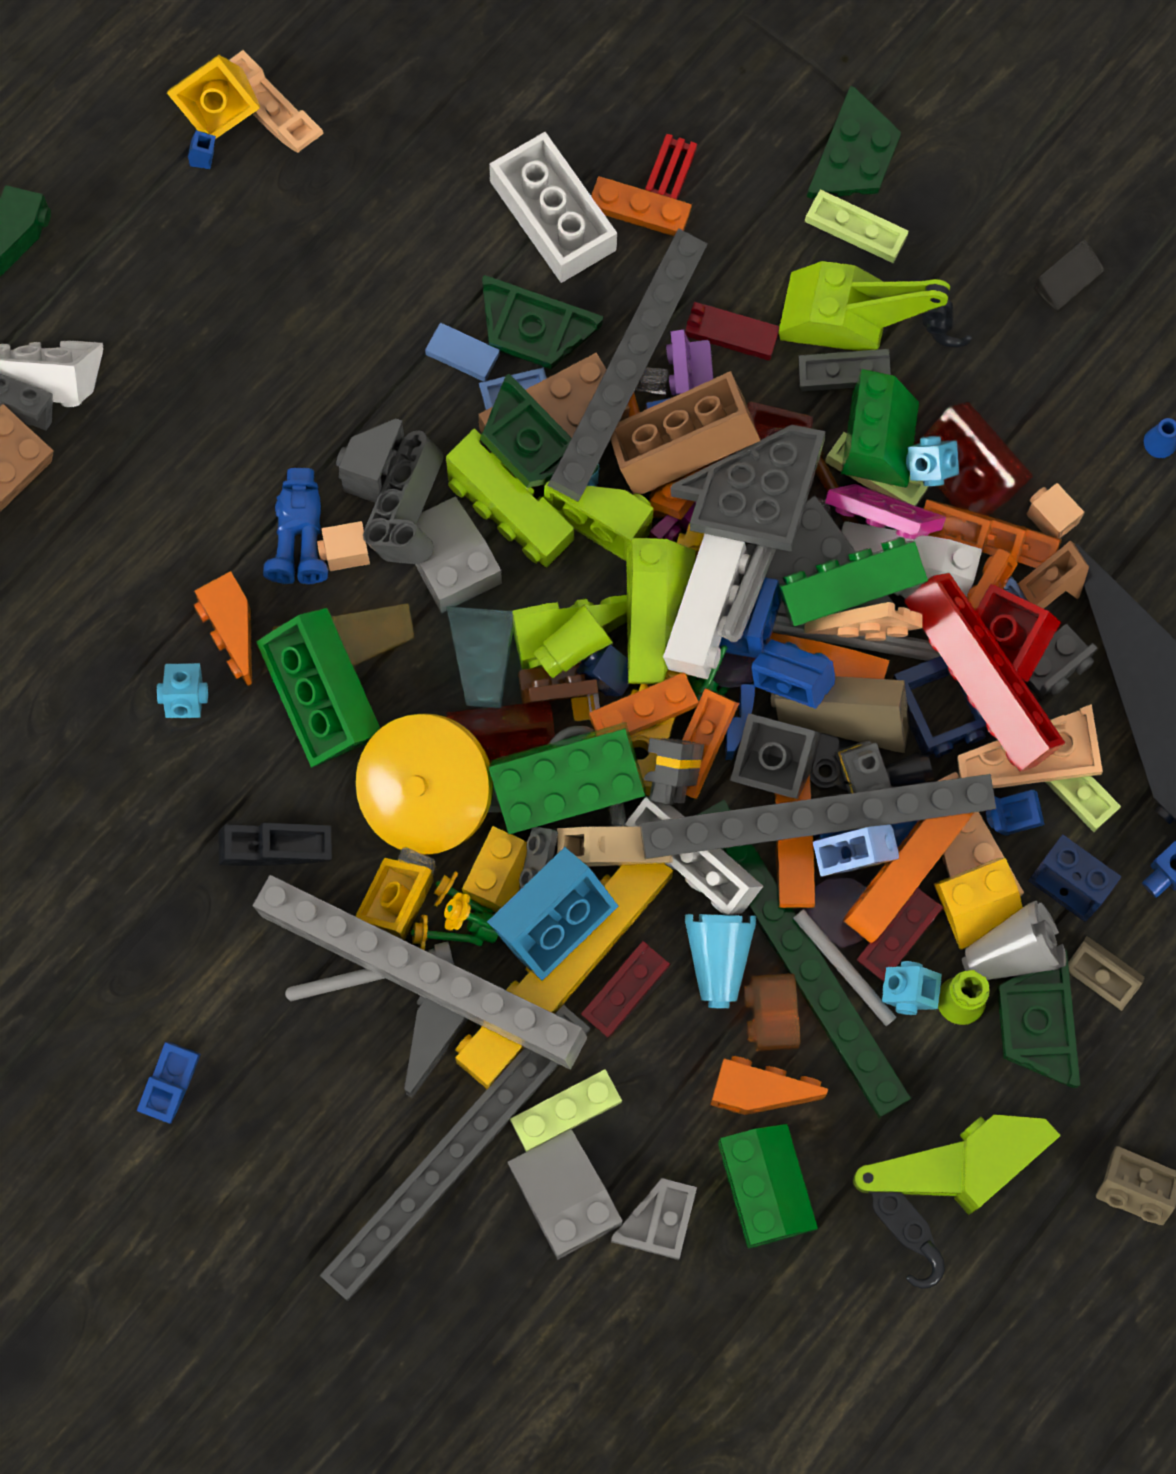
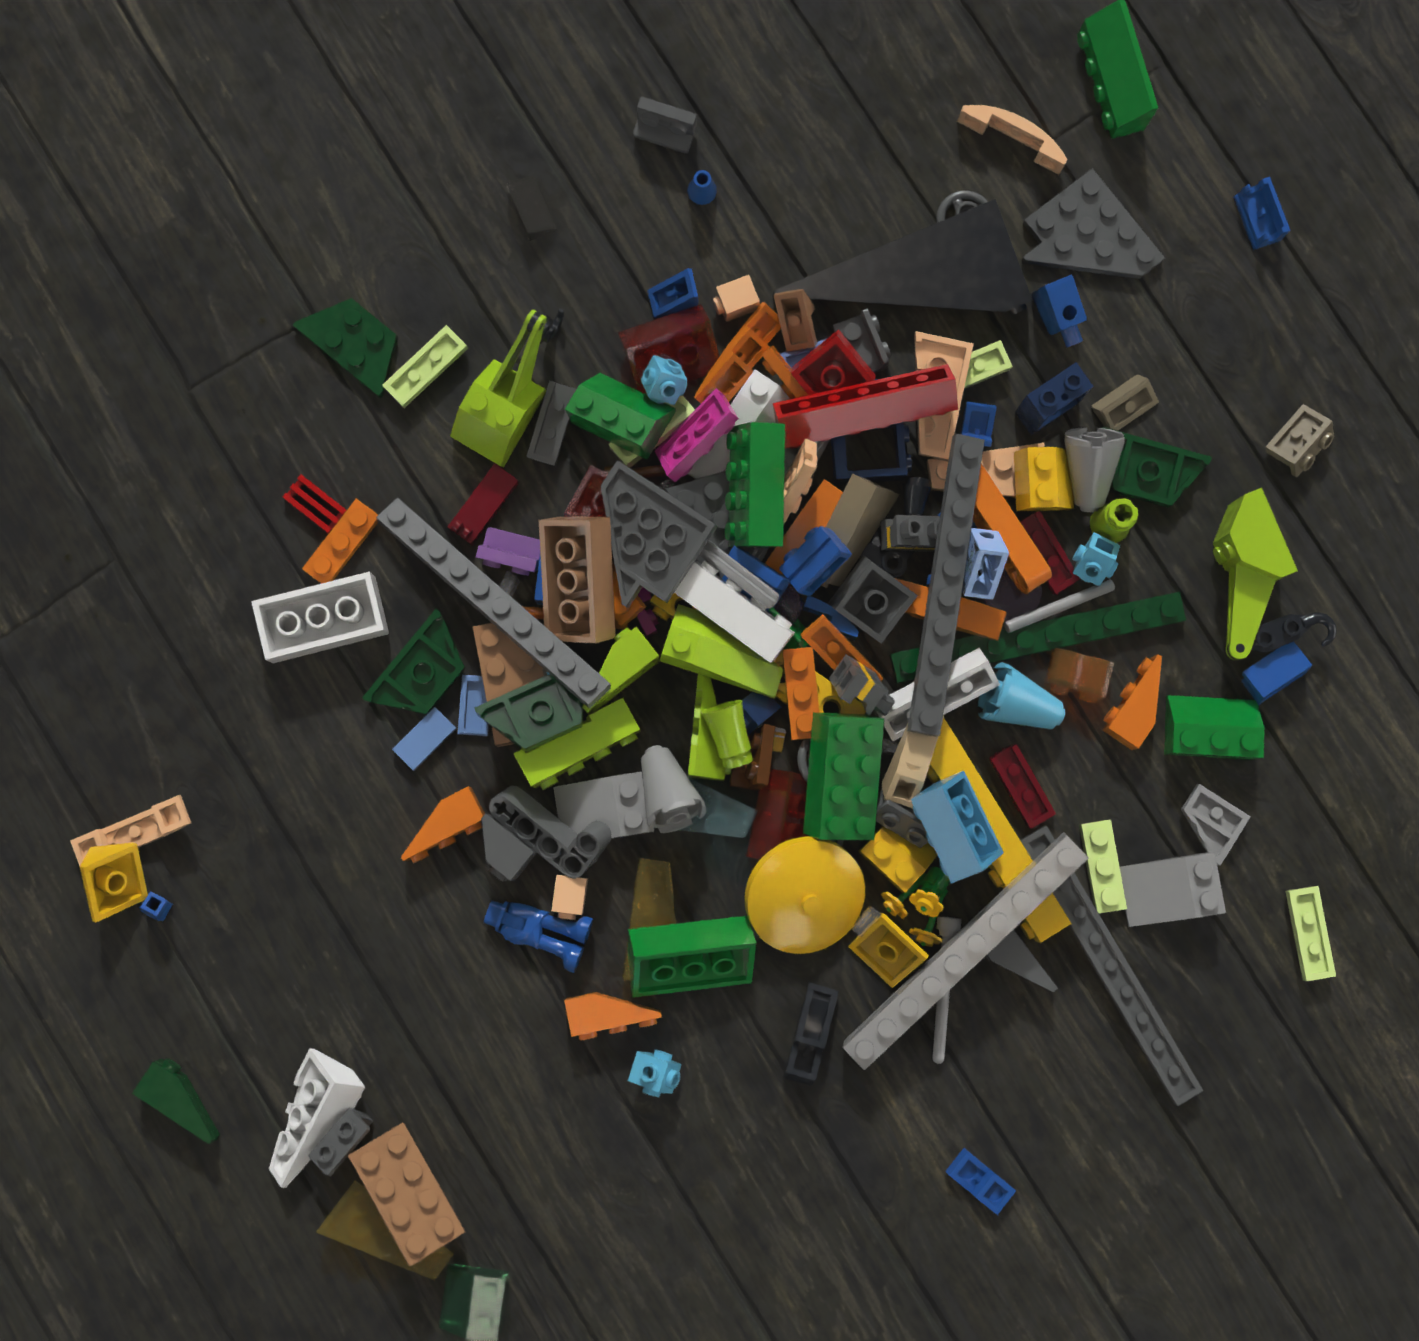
camera: 75 degrees left, 10 degrees up
(378, 396) = (451, 817): none -> orange slope
(486, 604) = (668, 792): none -> light grey cone
(568, 1373) = (1310, 933): none -> yellowish green plate
(857, 1238) = (1275, 672): none -> blue hinge
(1034, 448) = (674, 294): none -> blue slope

